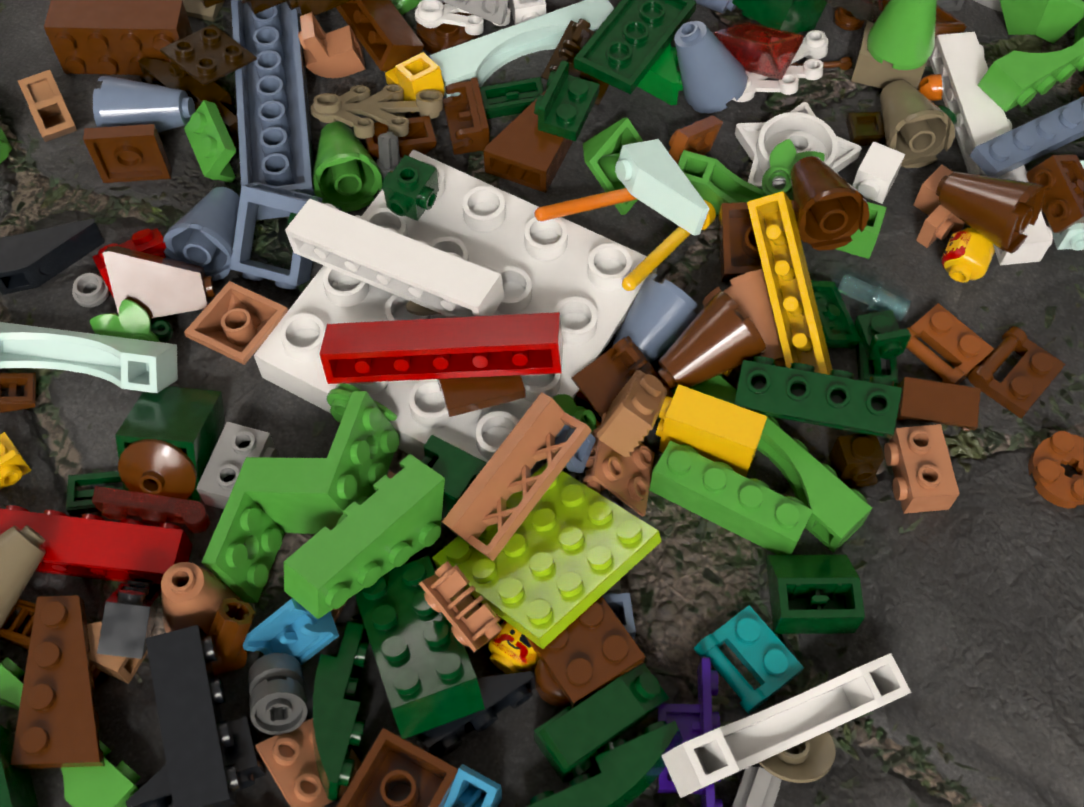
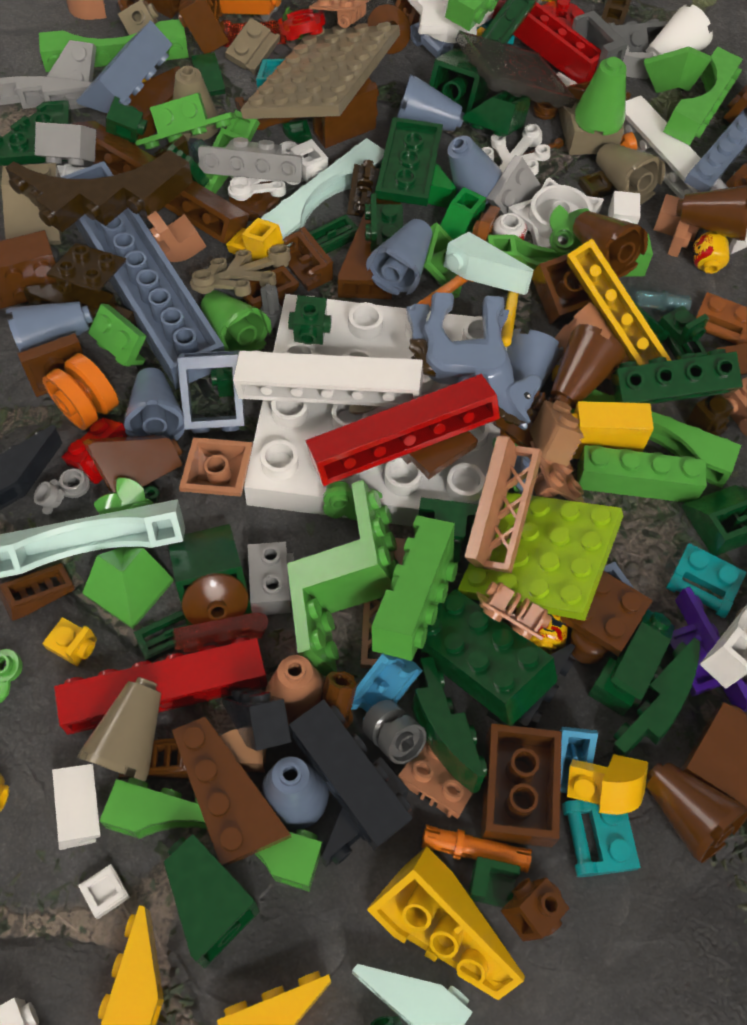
camera: 25 degrees left, 0 degrees up
(56, 295) = (48, 496): none -> light grey plate
(84, 418) = (126, 583): none -> bright green slope
(129, 718) = (295, 793): none -> sand blue cone
(135, 192) = (81, 391): none -> orange wheel
(561, 145) = (401, 258): none -> sand blue cone
(578, 295) = (458, 360): none -> sand blue animal
(669, 113) = (463, 213): none -> green slope
(722, 147) = (510, 225): none -> white head
(753, 100) = (514, 186): none -> light grey wing
(761, 48) = (504, 144): clear red slope -> none

